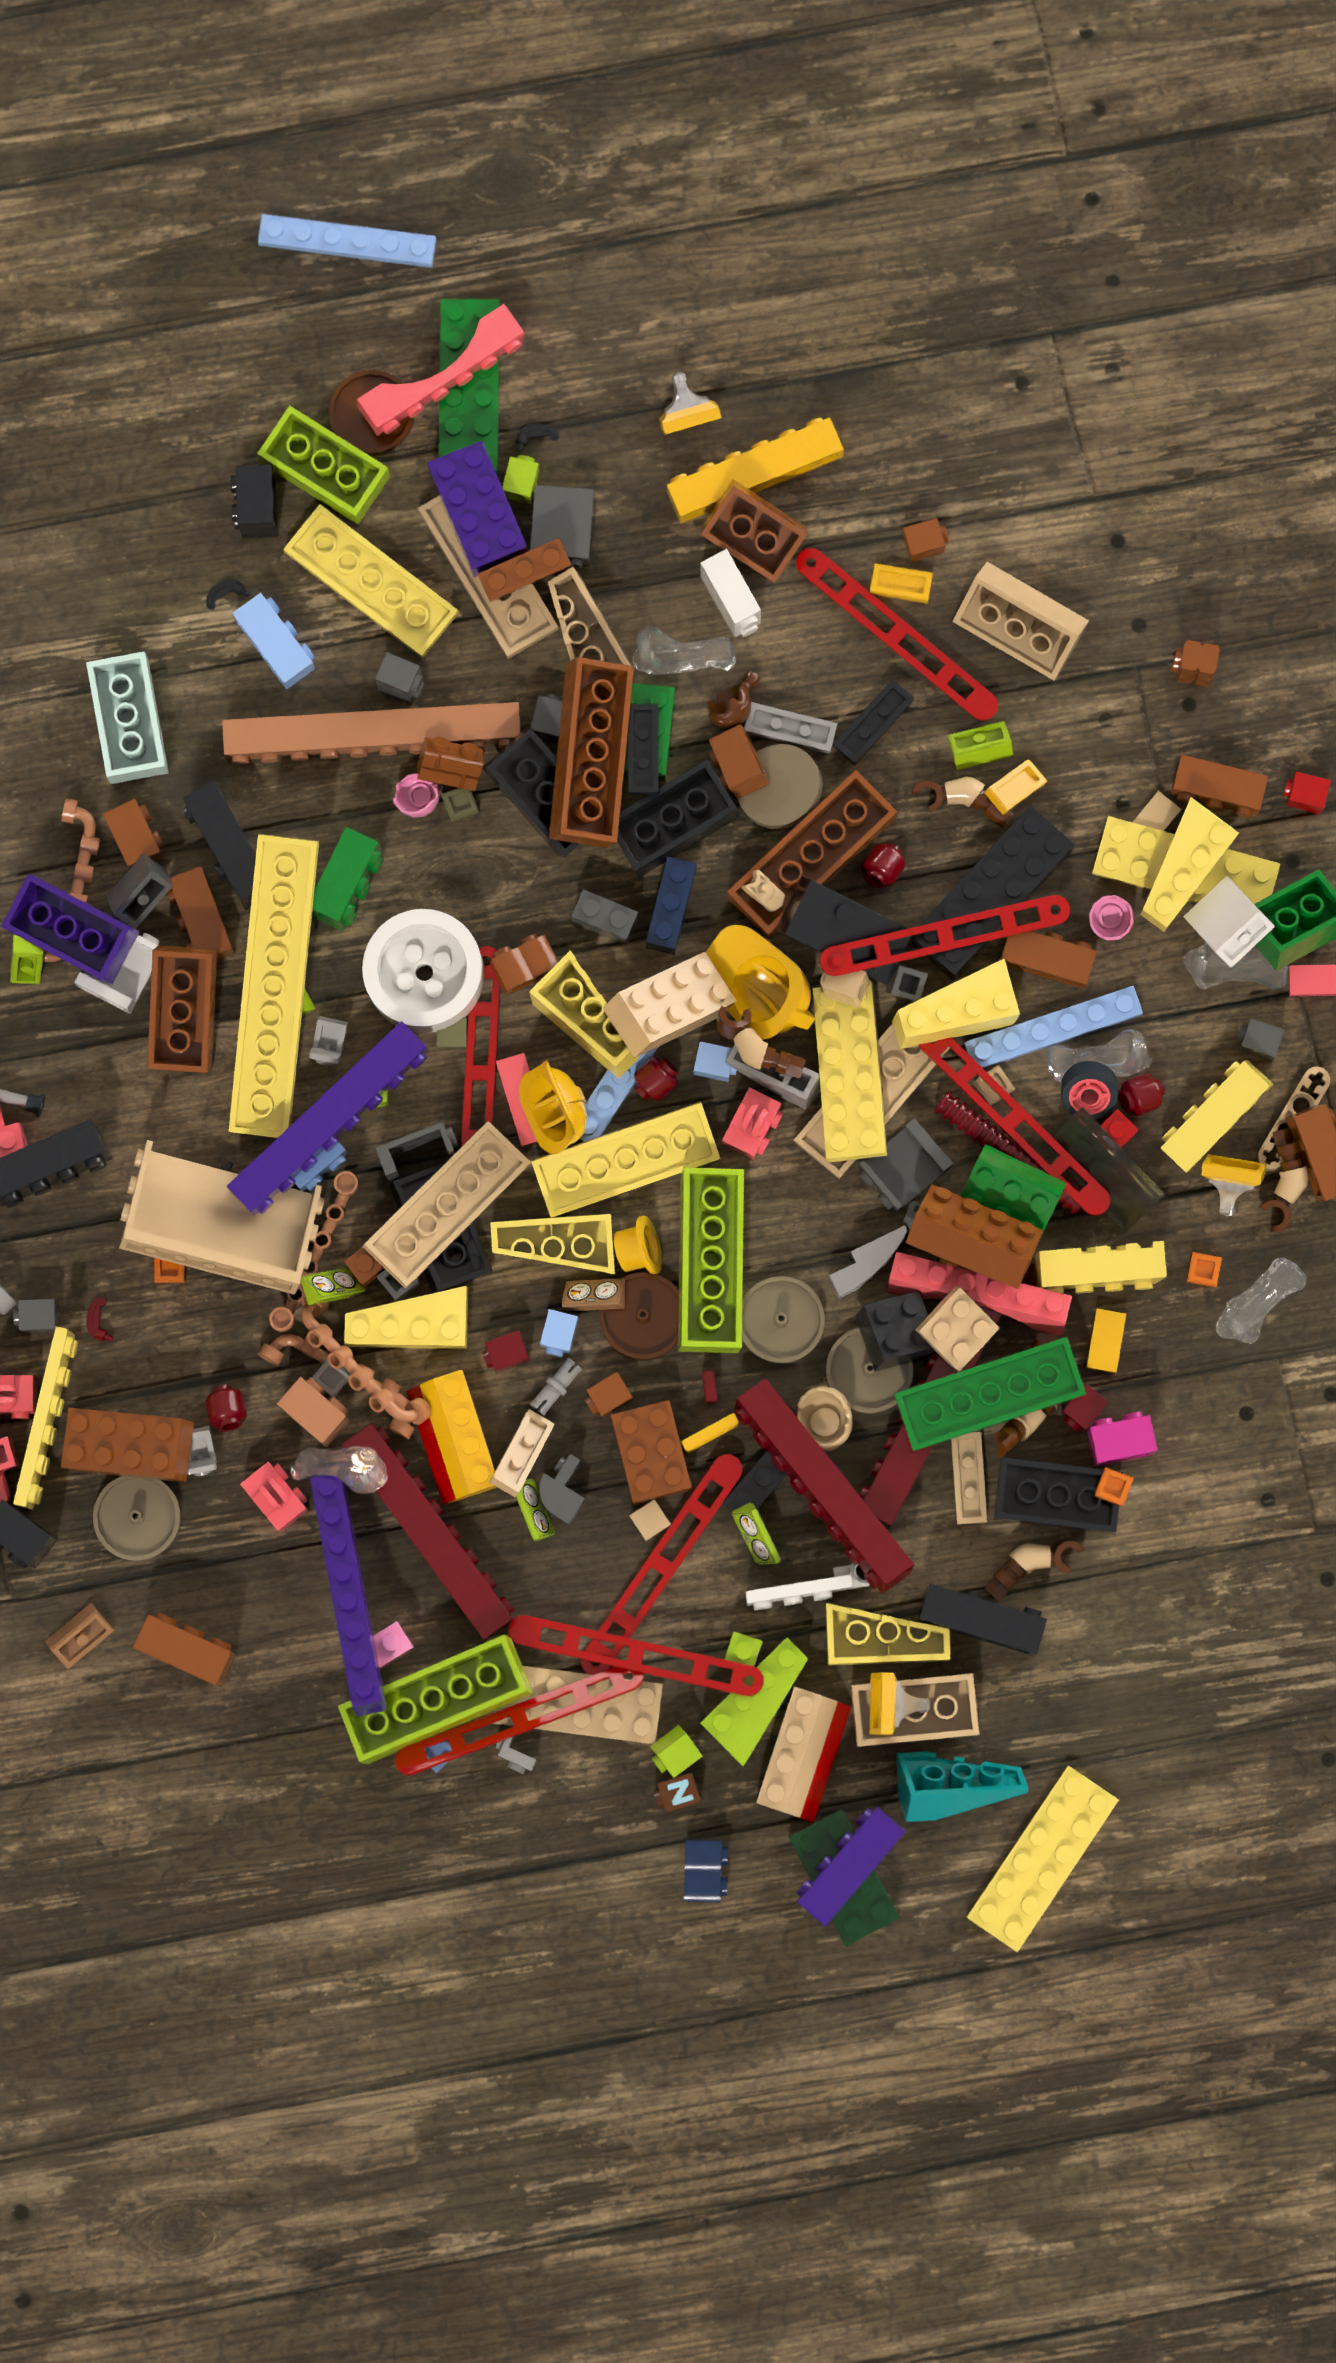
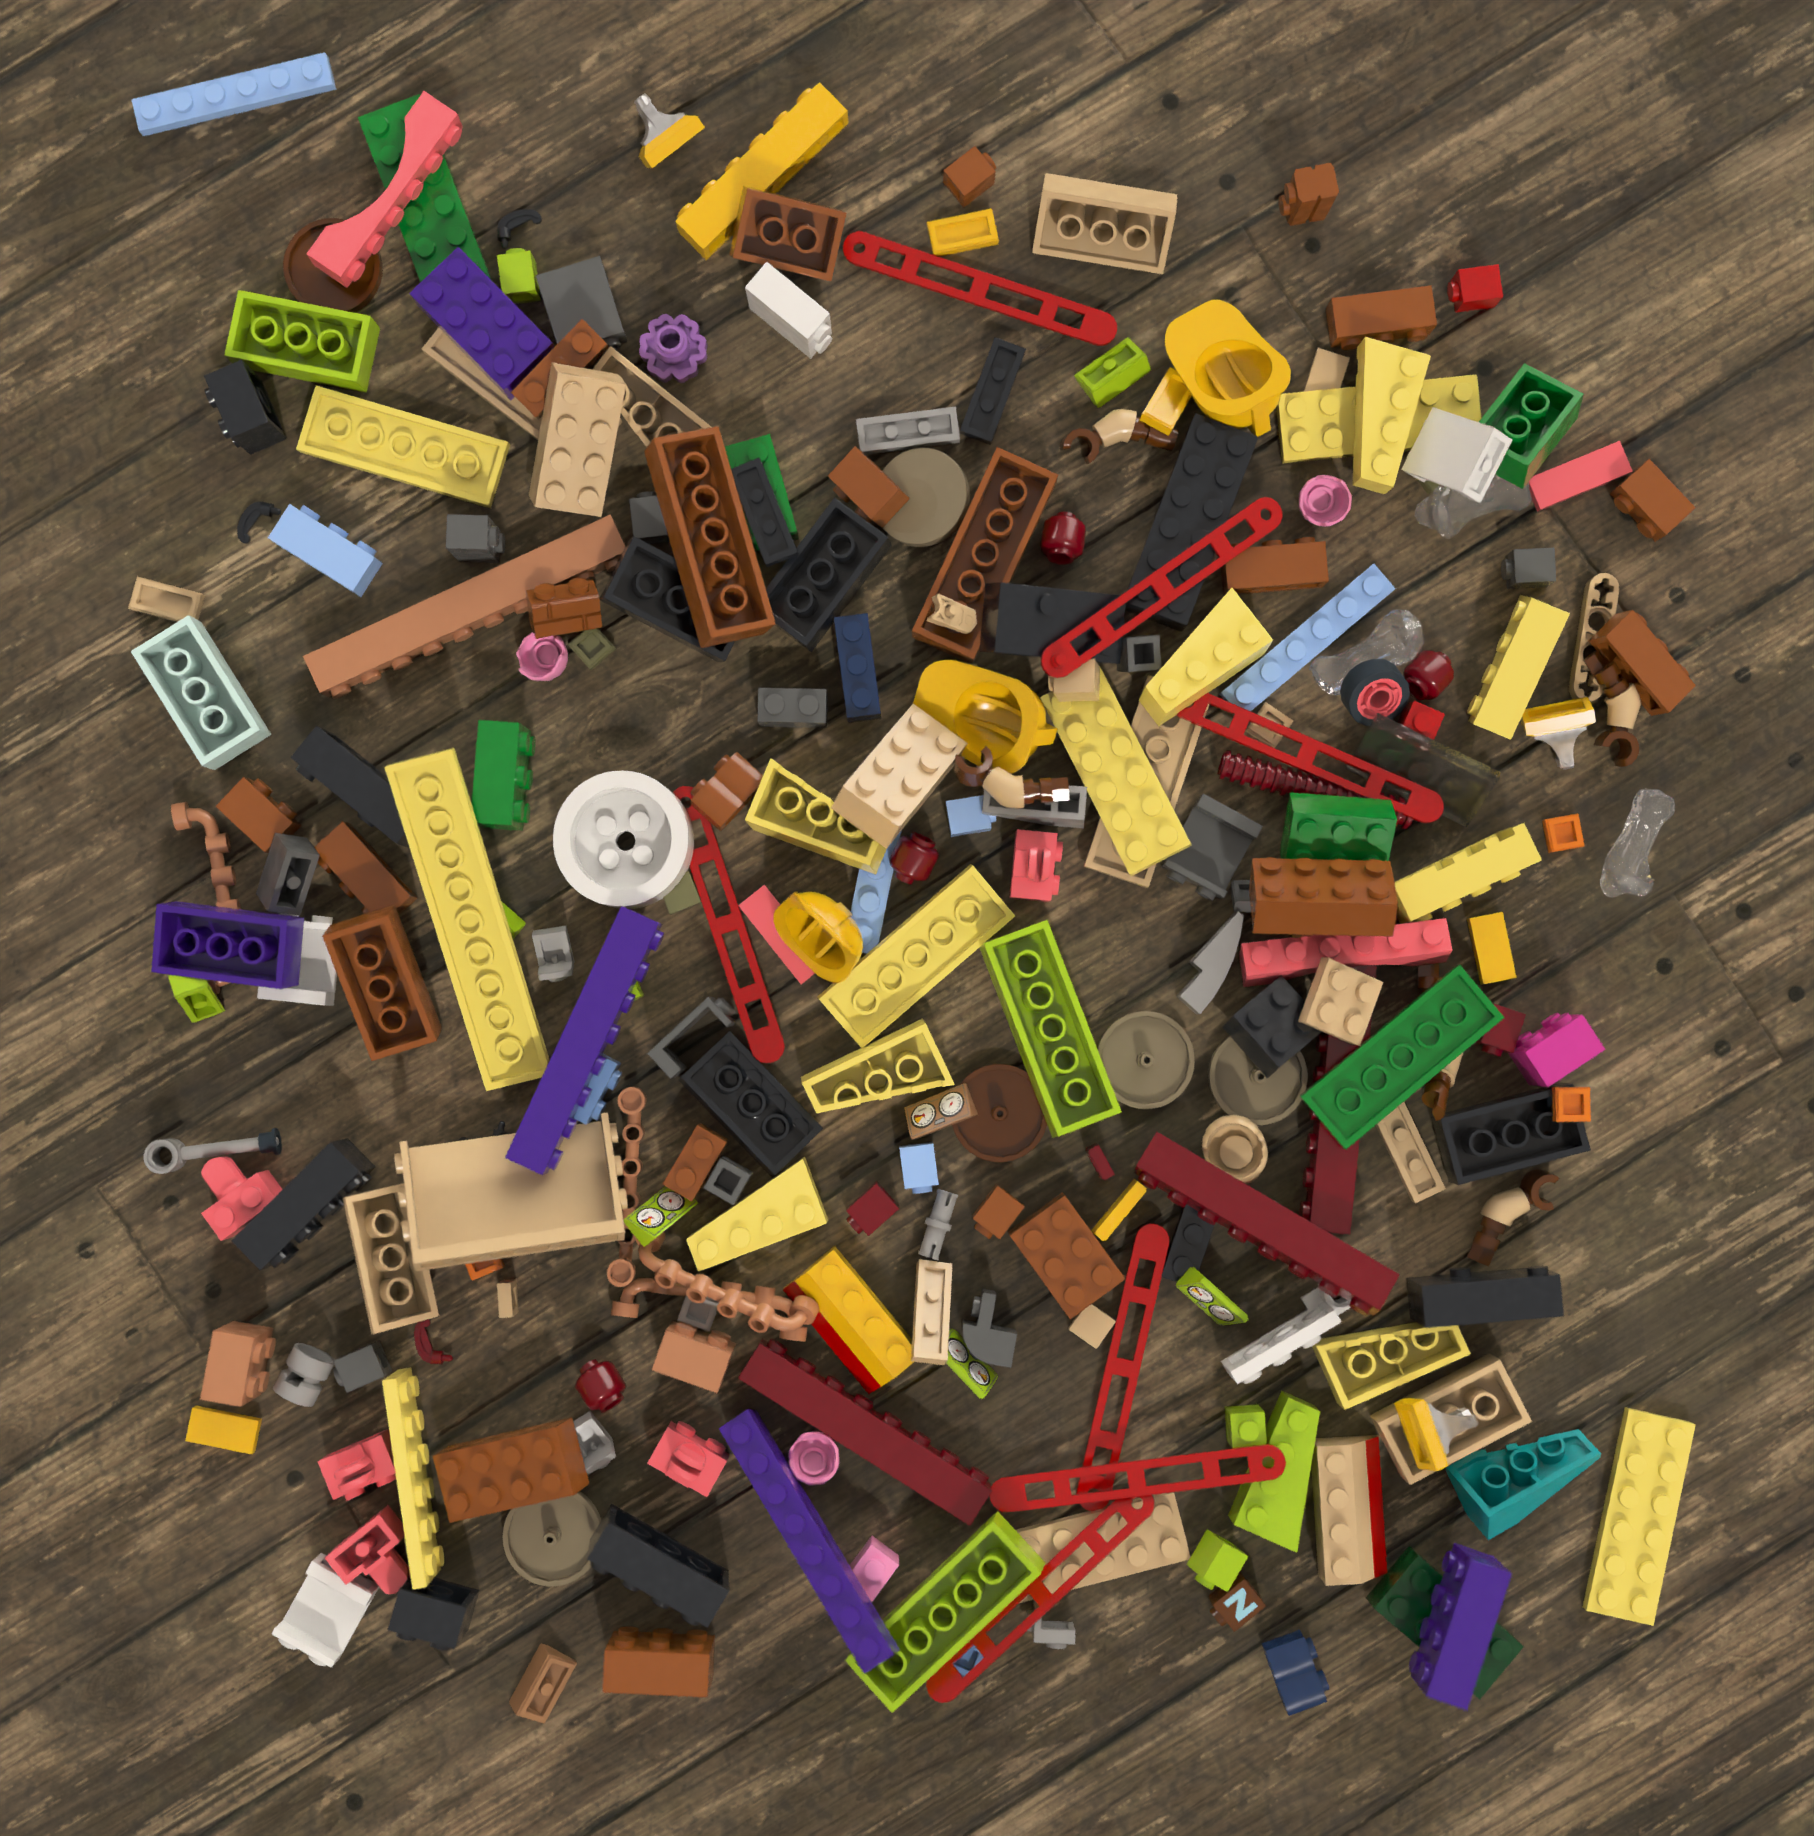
camera: 25 degrees left, 5 degrees up
(94, 1254) = (390, 1285): none -> tan slope
(125, 630) = (165, 600): none -> tan tile
(178, 1307) = (507, 1298): none -> tan tile
(216, 1569) = (658, 1566): none -> black brick
(354, 1466) = (761, 1402): clear hair -> none
(377, 1535) = (814, 1458): none -> bright pink hair
(446, 1204) = (747, 1082): tan plate -> none
(515, 632) = (576, 439): none -> tan brick
(624, 586) = (673, 348): none -> medium lavender plant
(639, 1247) = (968, 1044): yellow piece -> none
(663, 655) = (744, 405): clear hair -> none
(733, 703) = (838, 427): reddish brown hair -> none
(1073, 776) = (1227, 366): none -> yellow piece

